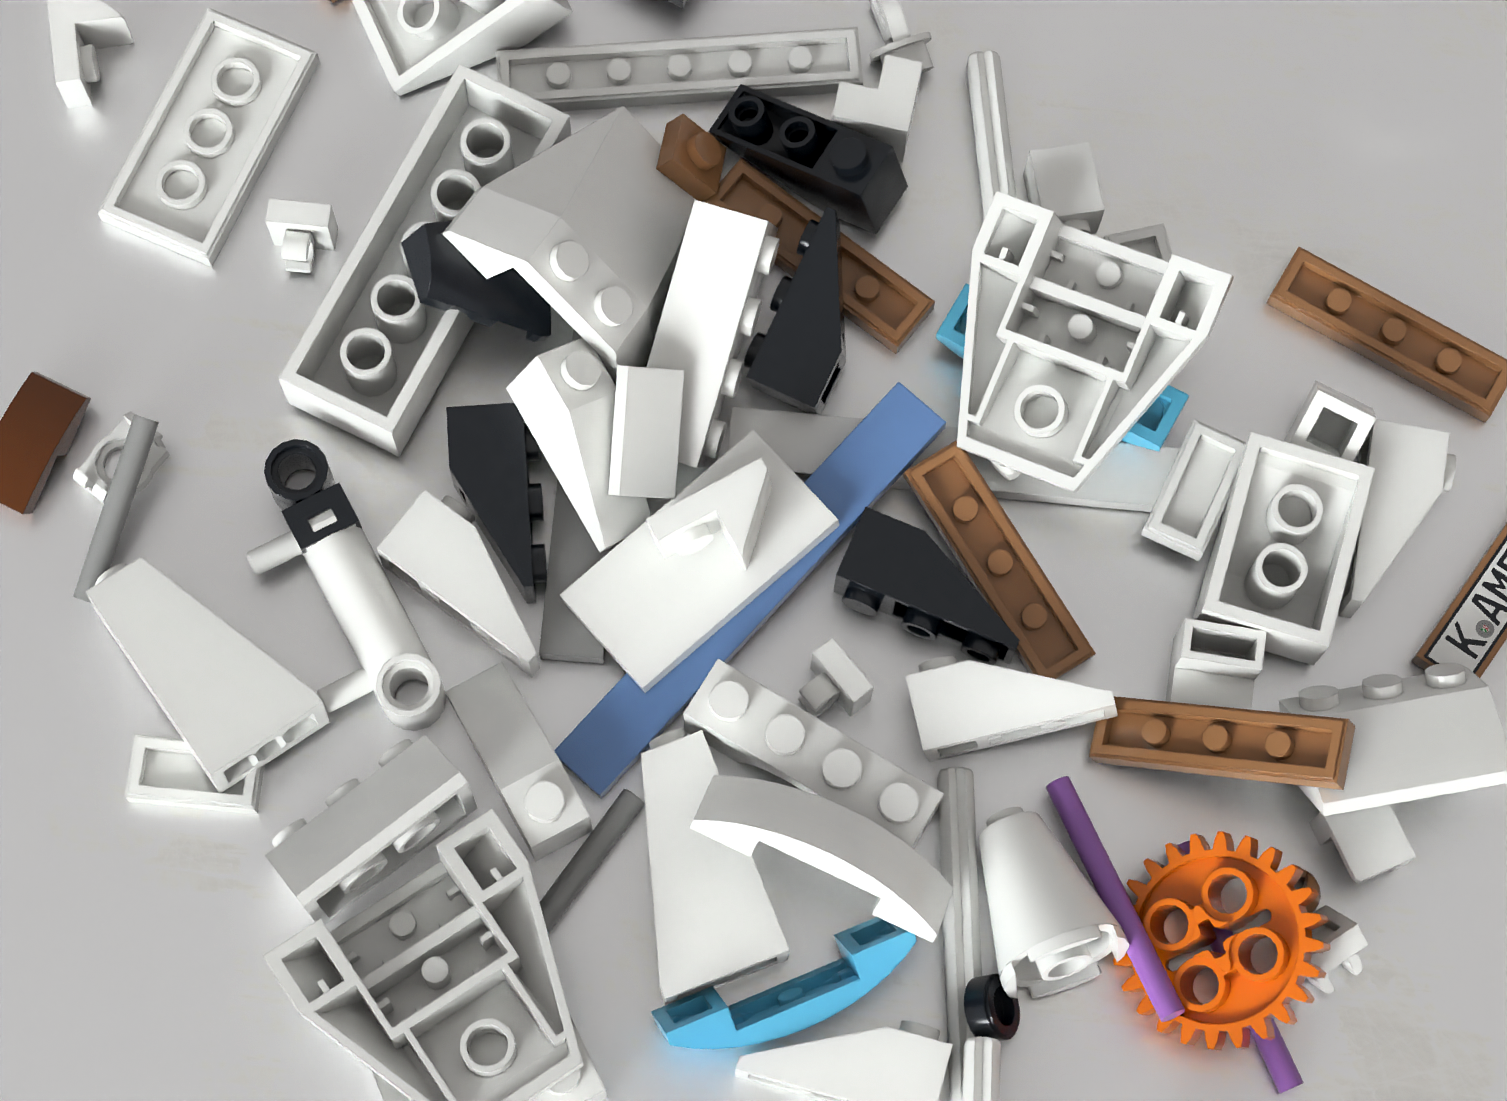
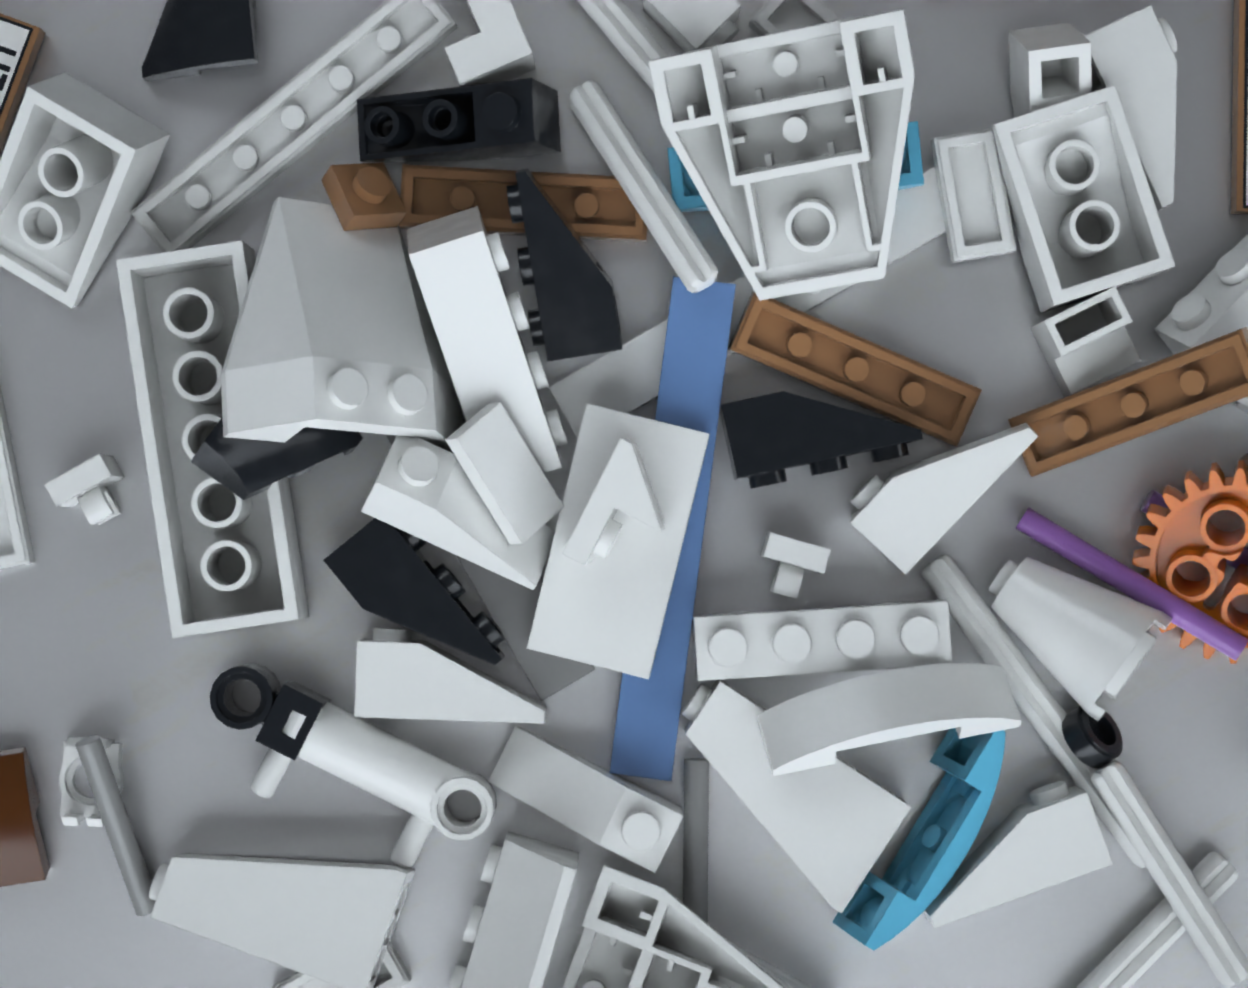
camera: 30 degrees left, 15 degrees up
(924, 299) = (643, 187): none -> white axle

